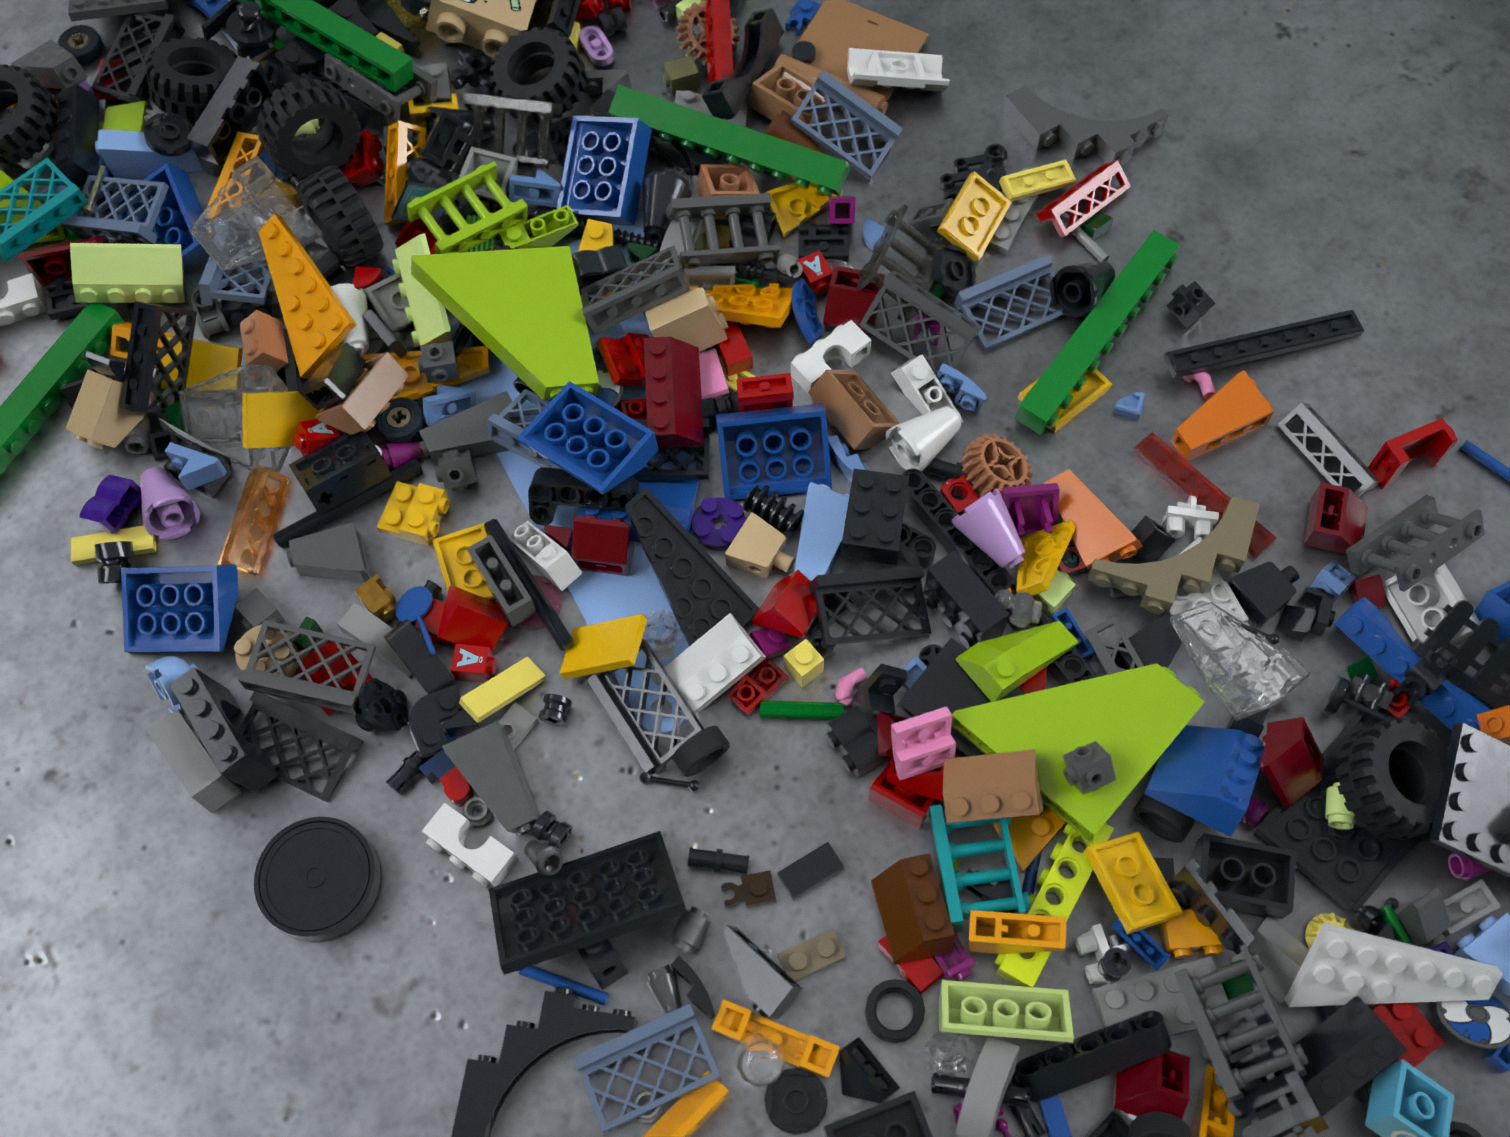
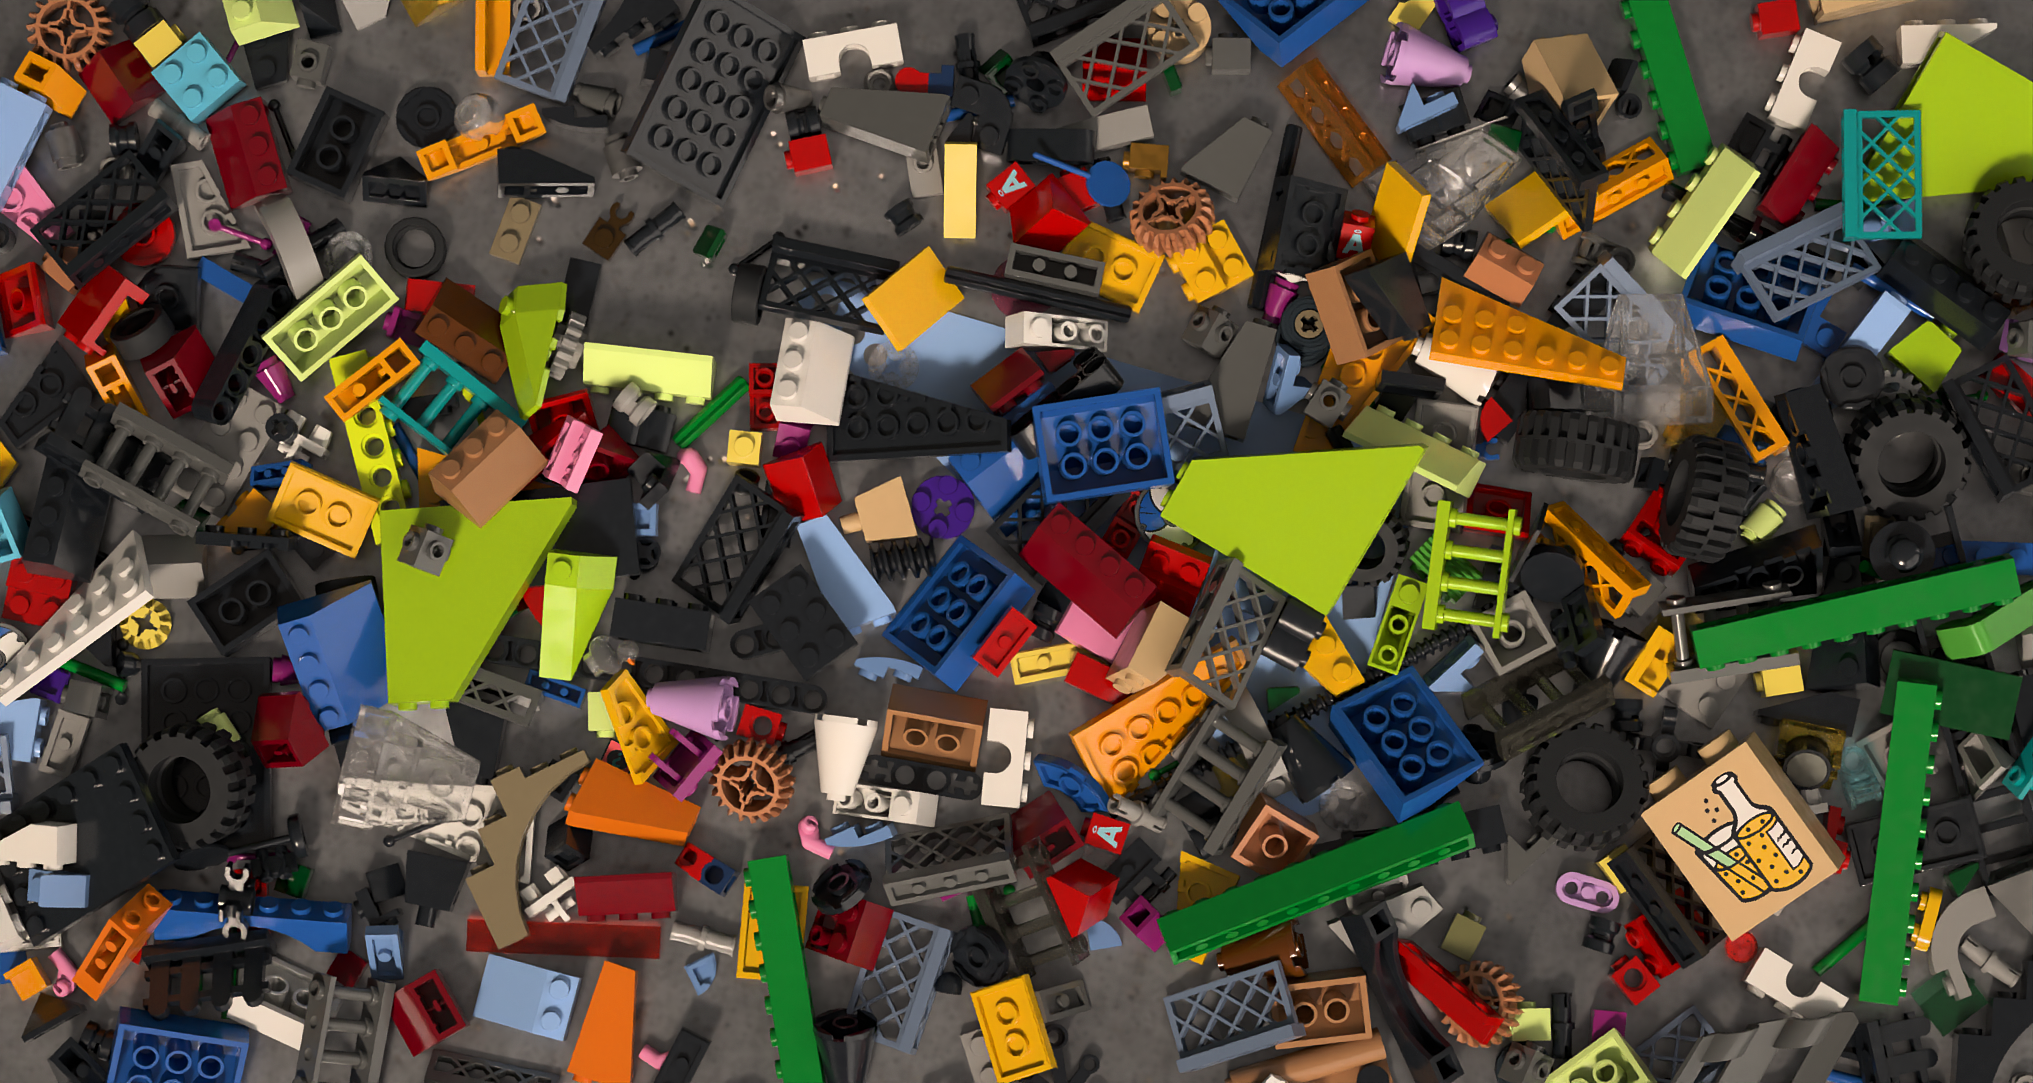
camera: 135 degrees right, 20 degrees up
(87, 208) = (1834, 235): olive piece -> none
(395, 567) = (1172, 217): none -> nougat gear
(396, 746) = (995, 69): none -> dark green slope
(570, 806) = (808, 155): none -> red brick
(691, 815) = (710, 243): none -> dark green slope
(816, 767) = (654, 371): none -> yellowish green slope
(848, 746) = (634, 404): none -> light grey wheel
(855, 832) = (569, 345): none -> light grey gear
(861, 240) = (1082, 894): none -> red slope
(872, 861) = (527, 334): none -> lime wedge
(887, 395) = (921, 773): none -> black beam
(985, 273) = (949, 983): none -> black hinge
(991, 416) = (811, 839): none -> bright pink arm
(1000, 368) = (841, 887): none -> black tile
(1017, 350) = (851, 935): none -> dark red slope
(1074, 449) = (707, 869): none -> leg
(1084, 1014) = (275, 378): none -> magenta cone
(1112, 419) = (703, 937): none -> light grey pin
(1138, 478) = (626, 895): none -> dark red slope
(1259, 473) = (527, 997): none -> light blue slope

